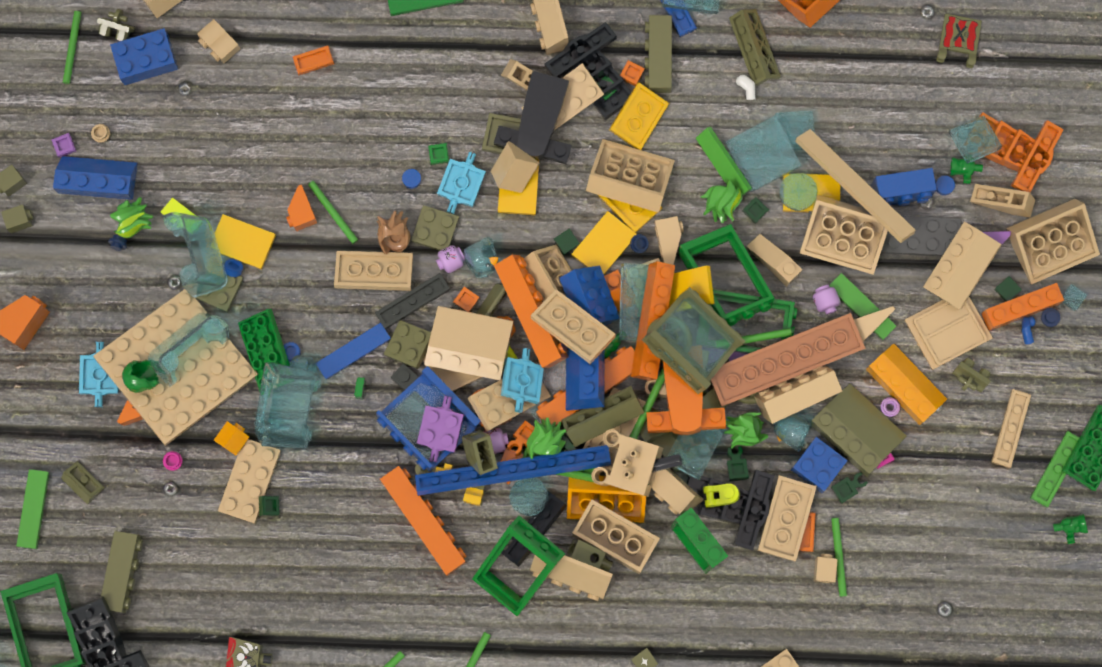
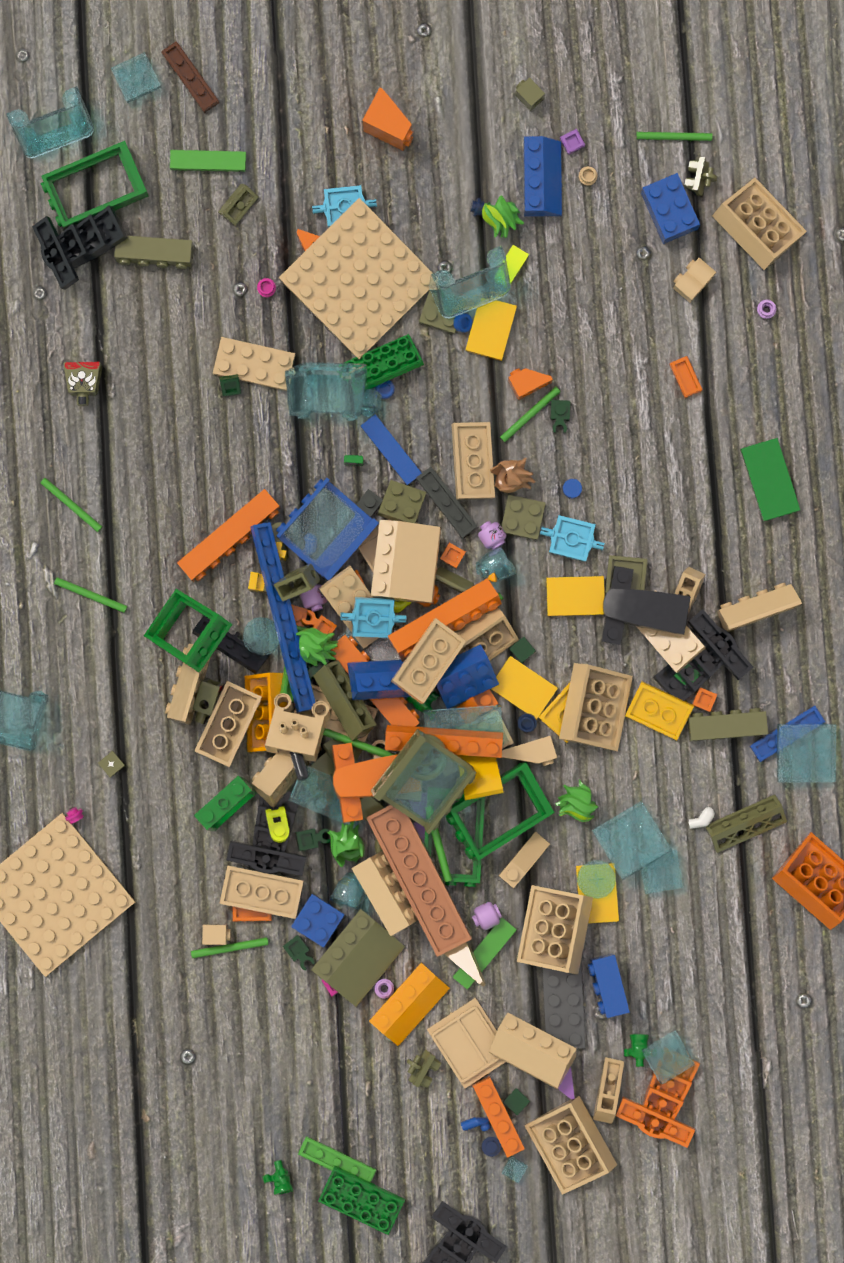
camera: 85 degrees right, 5 degrees up
(17, 218) = (492, 106): olive brick -> none
(139, 376) = (341, 244): green hair -> none
(165, 355) = (364, 264): clear light blue windscreen -> none
(232, 437) = (293, 341): light orange brick -> none
(334, 183) = (560, 412): none -> dark green plate
(438, 153) = (600, 512): green tile -> none
(440, 428) = (317, 542): medium lavender plate -> none
(513, 168) = (588, 588): tan slope -> none
(722, 160) = (620, 800): bright green tile -> none
(755, 210) = (574, 837): dark green tile -> none
(855, 186) = (603, 934): tan tile -> none
(945, 185) = (619, 1030): blue tile -> none
(960, 36) = (780, 1035): flag -> none
(1011, 428) = (374, 1112): tan tile -> none

